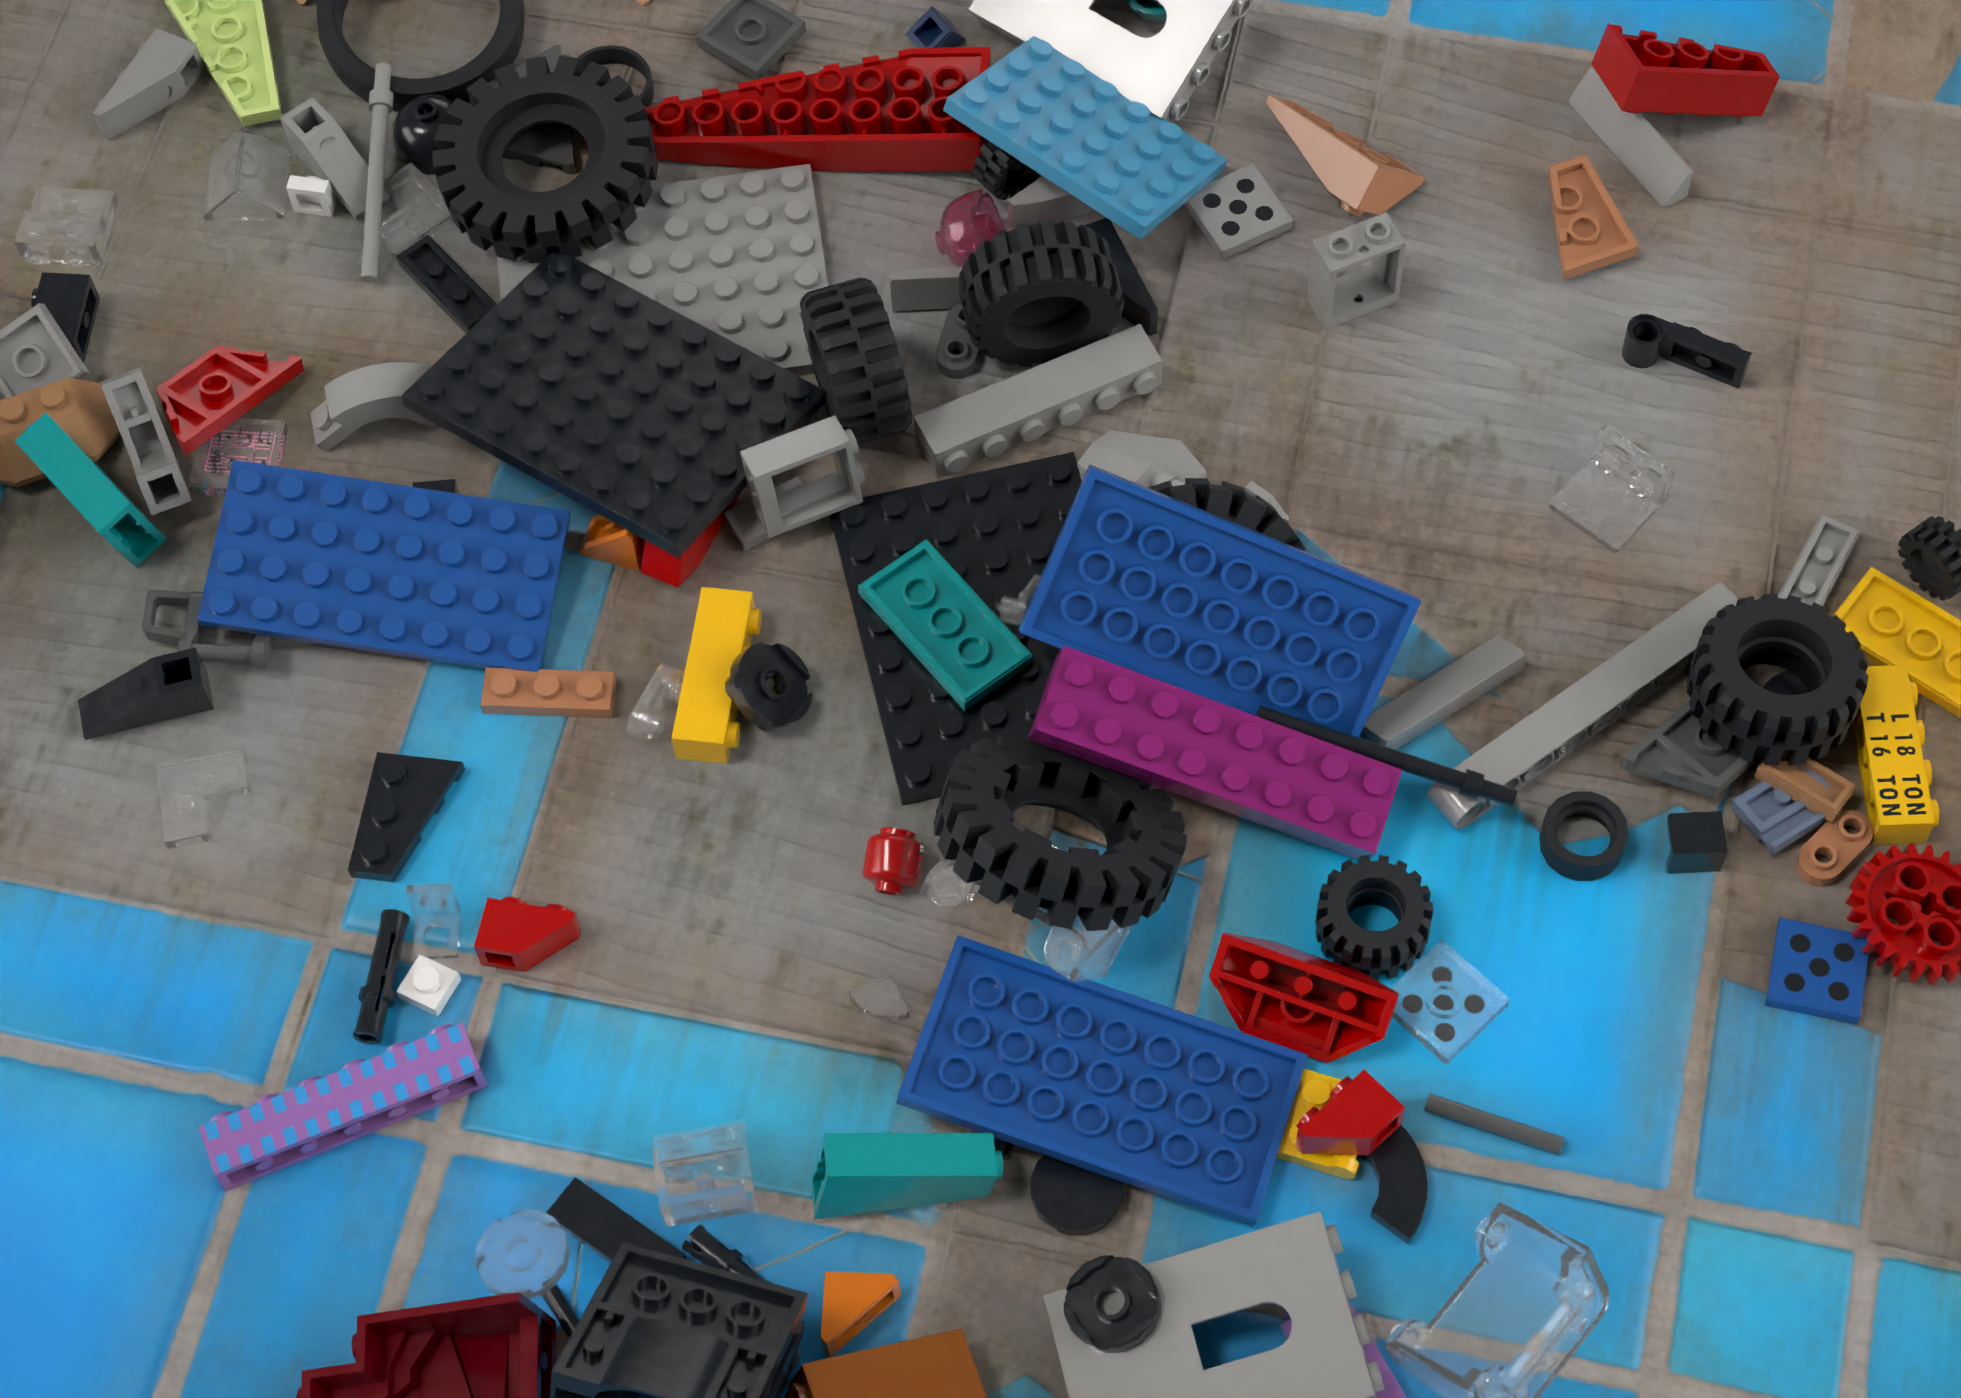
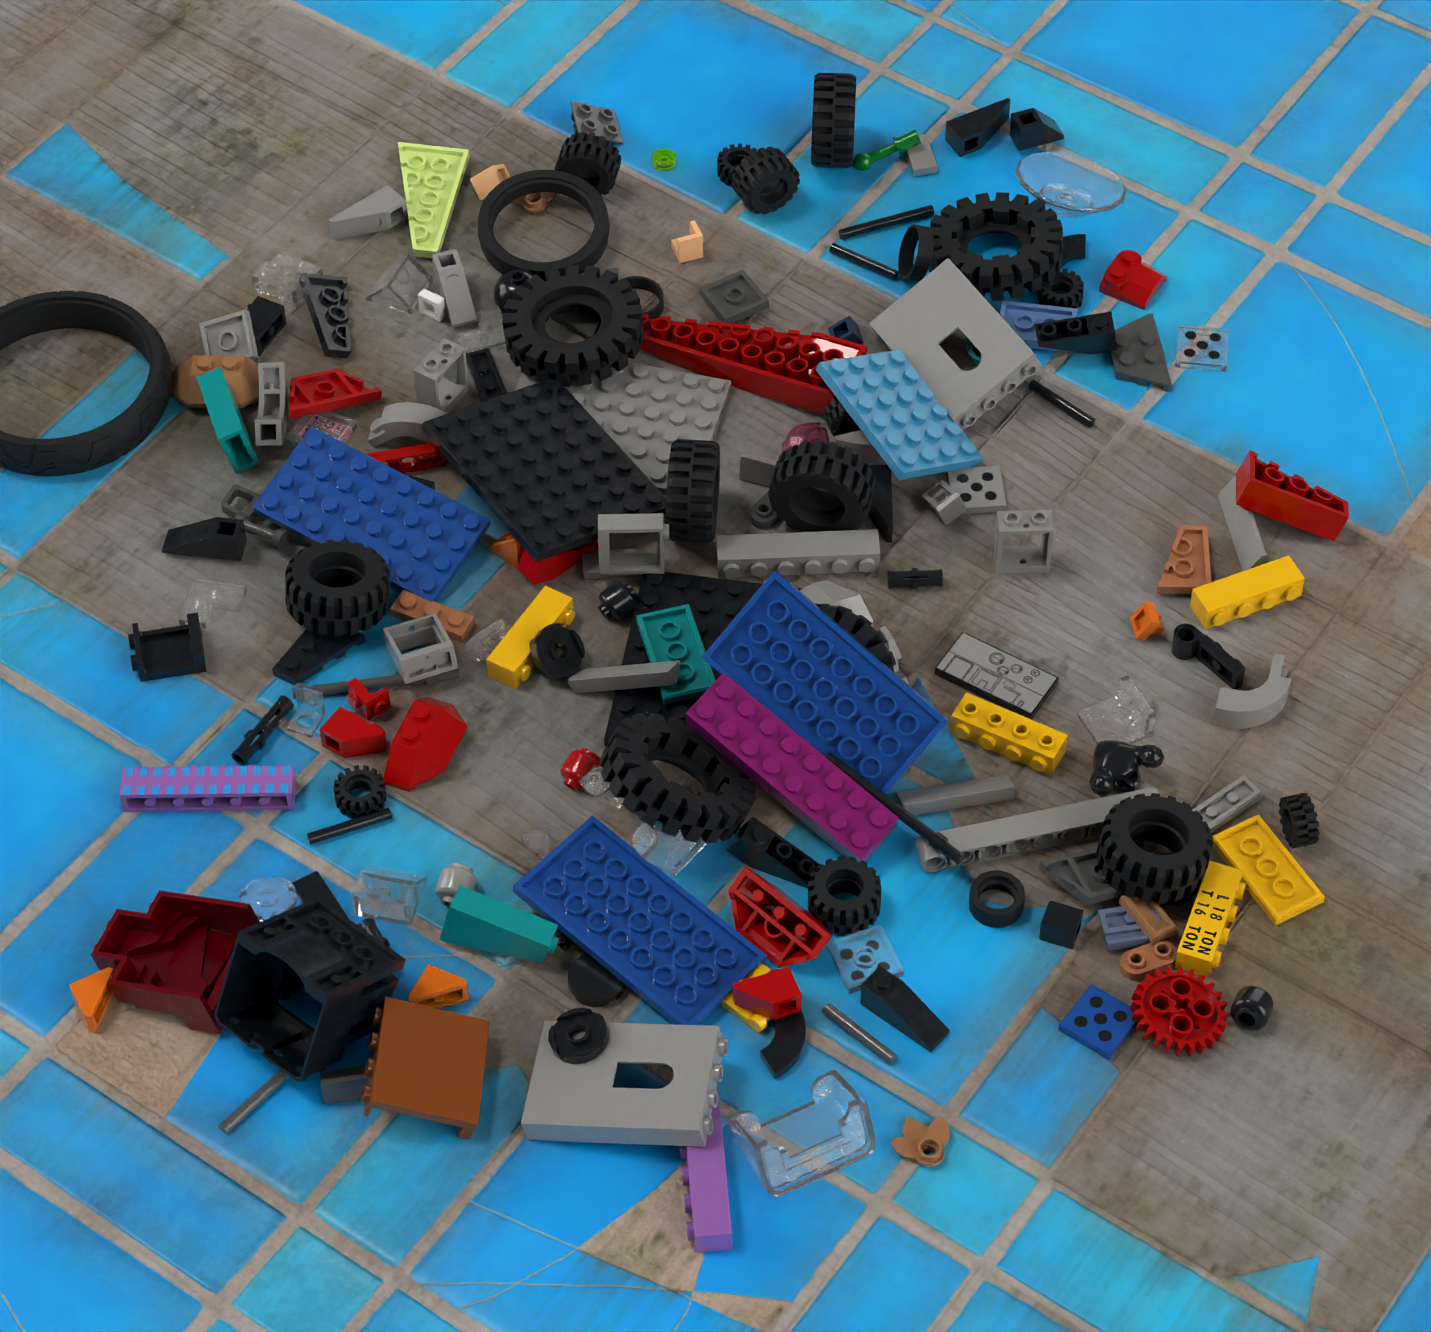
camera: 20 degrees right, 10 degrees down
(155, 253) = (328, 309): none -> black wing
(172, 898) = (168, 650): none -> black panel
(380, 104) = (493, 266): light grey bar -> none
(388, 307) = (445, 360): none -> light grey window
(401, 745) = (337, 587): none -> black tyre
(409, 444) = (395, 456): none -> red beam
(428, 985) = (287, 745): white plate -> none
(511, 870) = (367, 704): none -> red bracket
(570, 999) = (359, 779): none -> black tyre
(579, 780) = (425, 661): none -> light grey window
(586, 1082) = (348, 826): none -> black bar
(592, 792) = (382, 682): none -> dark grey bar
(640, 905) = (424, 743): none -> red wedge
(798, 1120) = (451, 878): none -> light grey head
(816, 570) = (618, 601): none -> black head
(890, 688) = (625, 677): none -> light grey slope
(1205, 243) = (944, 501): none -> light grey slope
(1233, 888) = (771, 853): none -> black slope
(1245, 369) = (934, 578): none -> black pin
(1291, 38) = (1061, 403): none -> black bar
(1343, 164) = (1055, 483): nougat wedge -> none
(1407, 487) = (996, 675): none -> light grey tile
(1476, 572) = (1008, 734): none -> yellow brick
(1541, 1063) = (902, 1009): none -> black slope
(1574, 329) = (1146, 621): none -> orange tile
(1650, 565) = (1118, 765): none -> black head
(1664, 1255) = (920, 1139): none -> medium nougat plate
(1689, 236) = (1247, 592): none -> yellow brick
(1777, 412) = (1254, 707): none -> light grey arch

